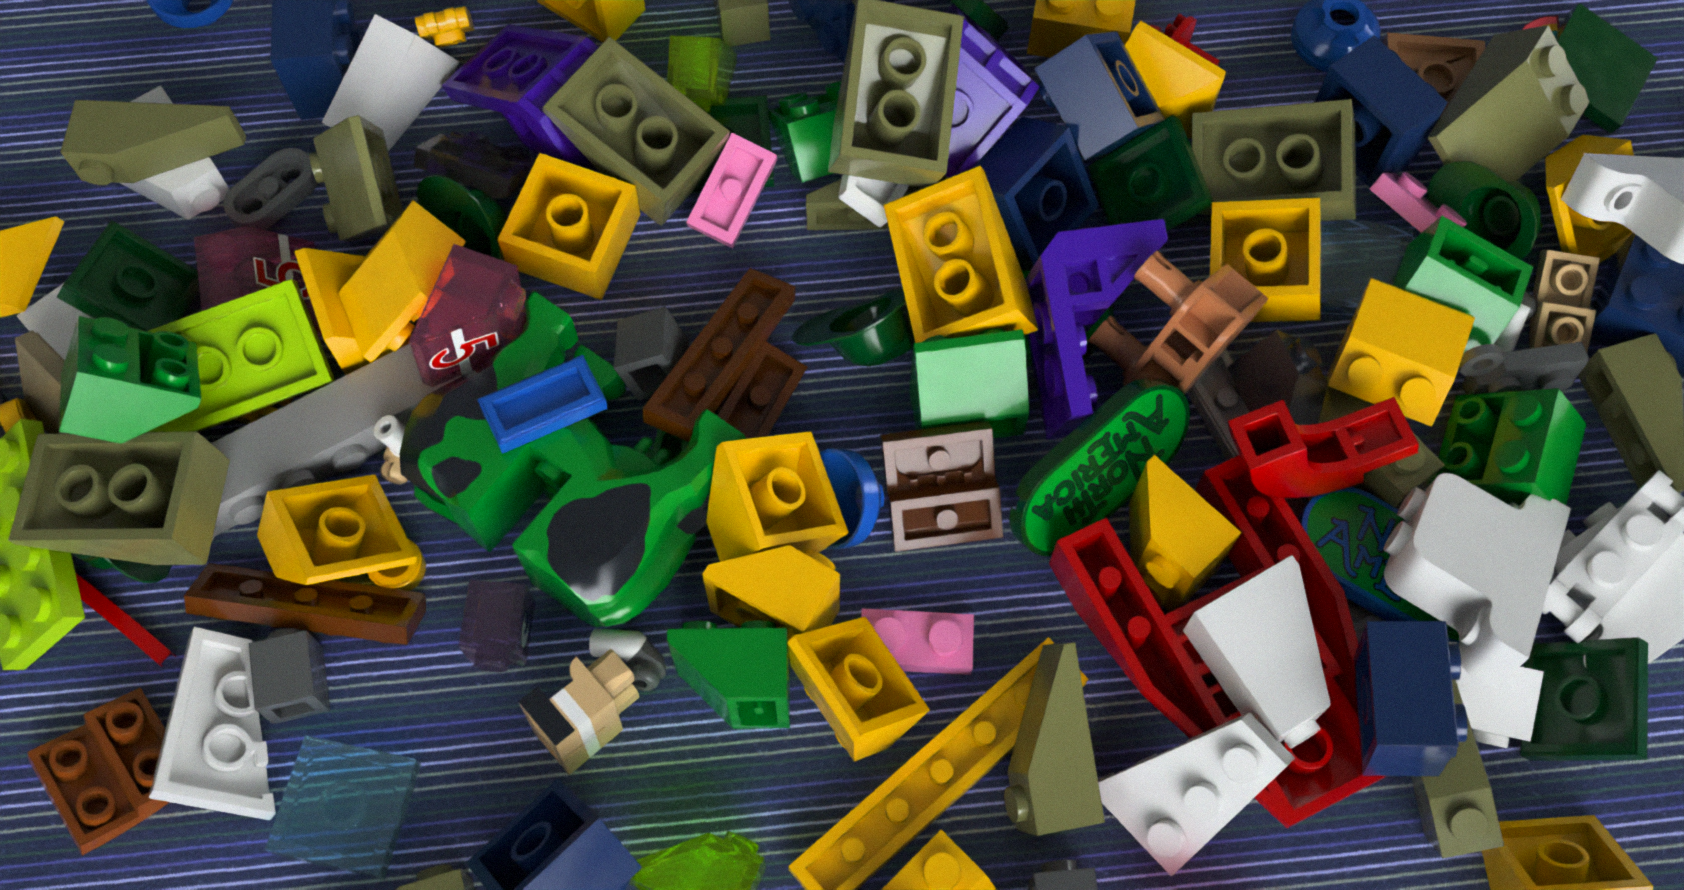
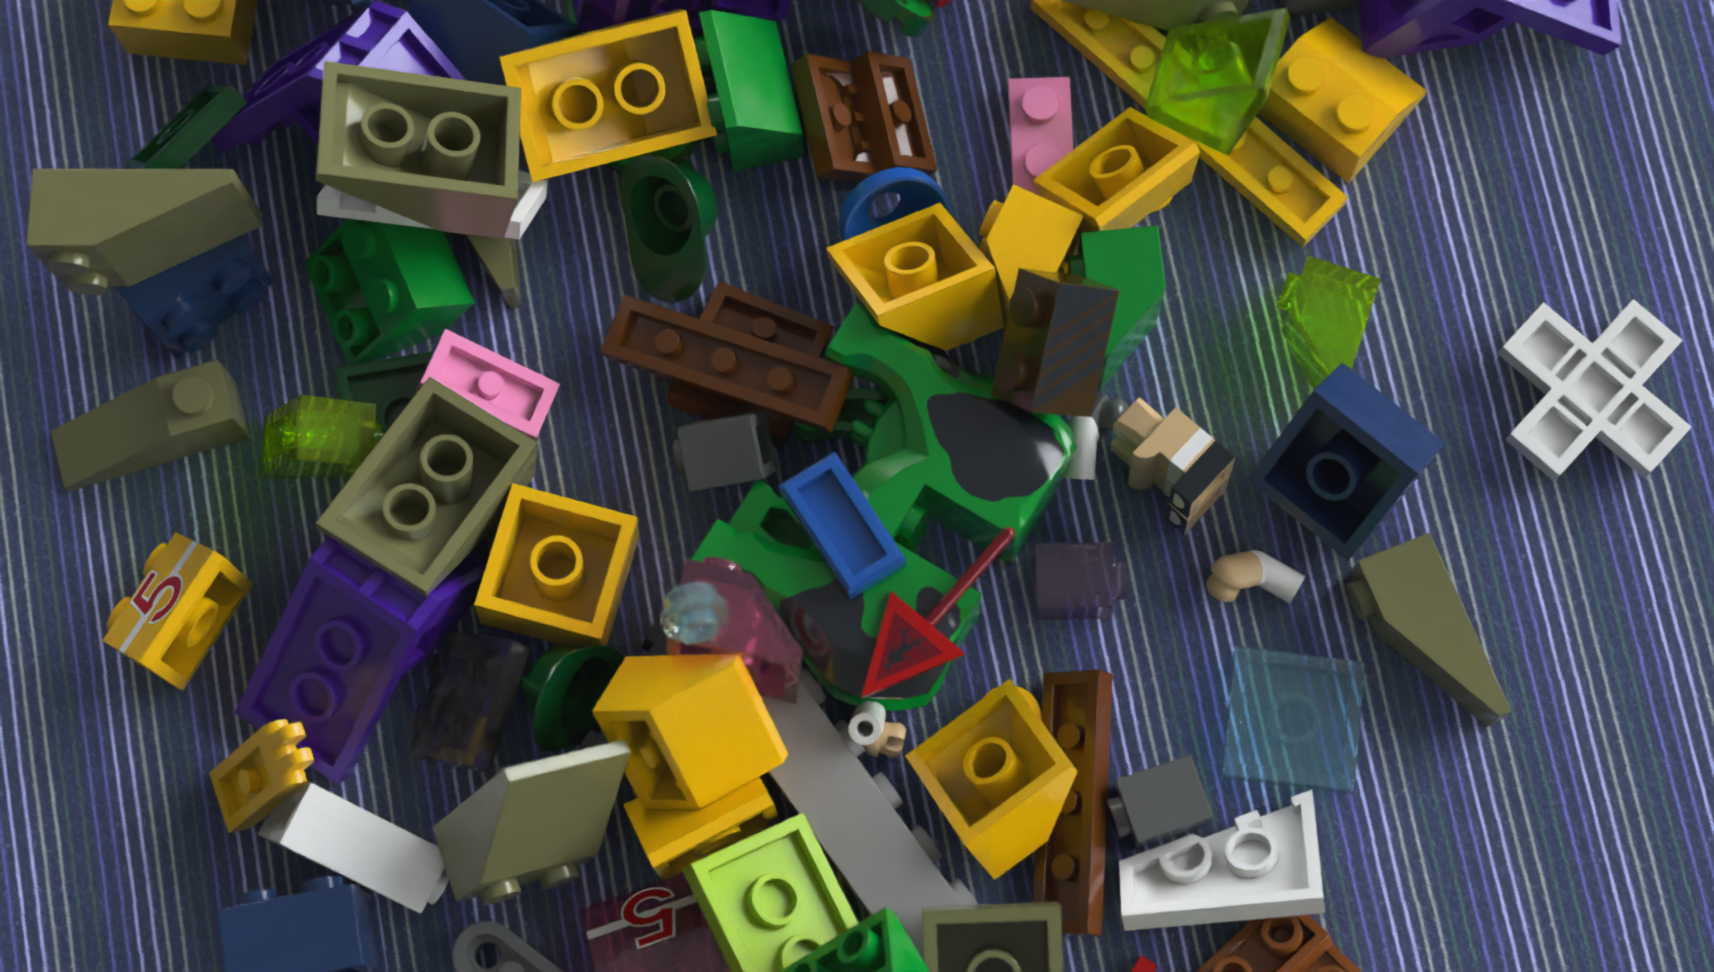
camera: 90 degrees left, 10 degrees up
(433, 448) = (912, 643): none -> piece
(457, 254) = (694, 613): none -> clear light blue plate
(485, 784) = (1249, 570): none -> arm
(680, 588) = (1054, 342): none -> dark brown brick
(947, 781) = (1217, 76): none -> clear neon green slope

